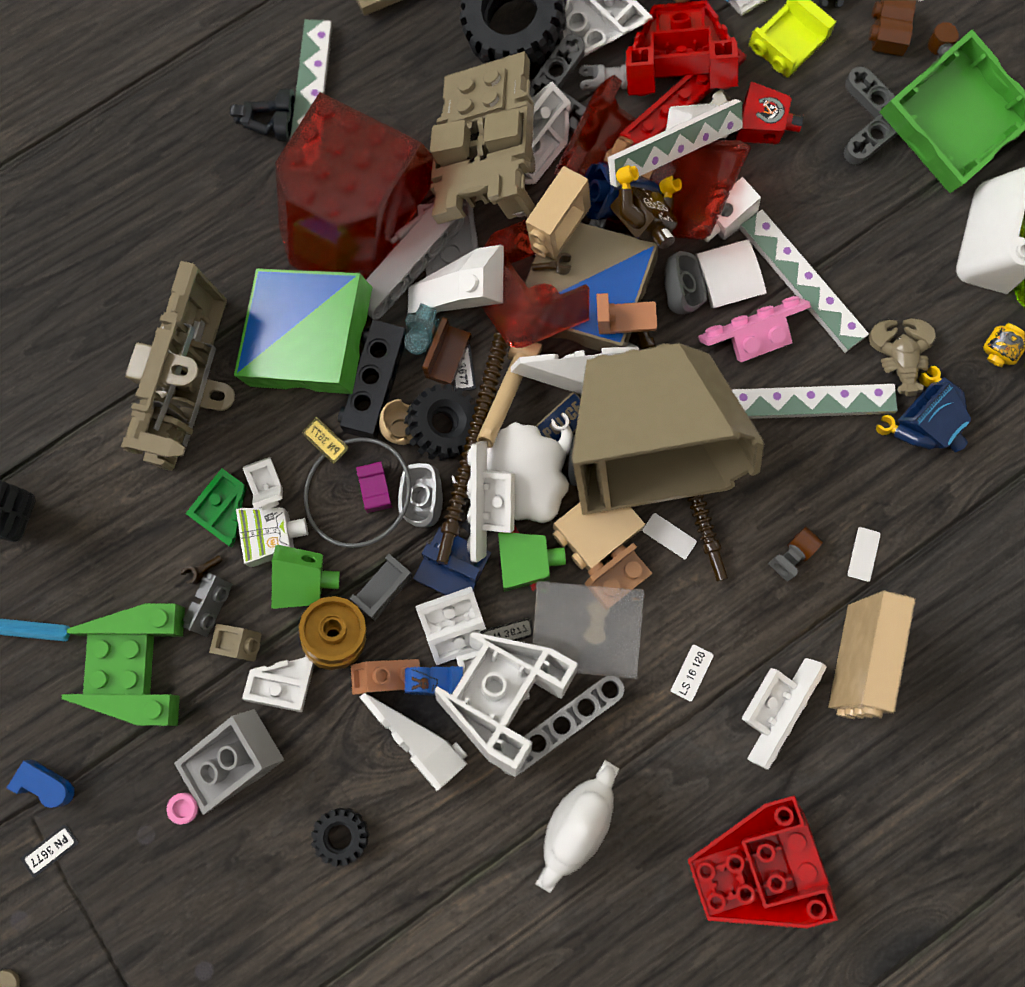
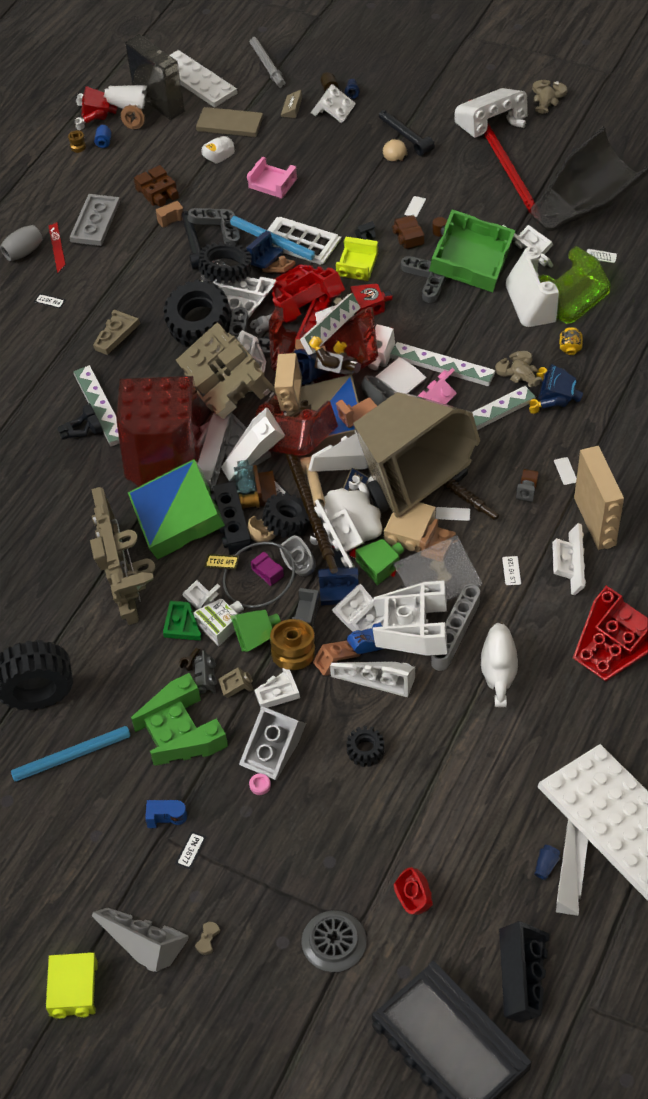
camera: 25 degrees left, 25 degrees down
(410, 364) = (249, 500): none -> pearl gold bush

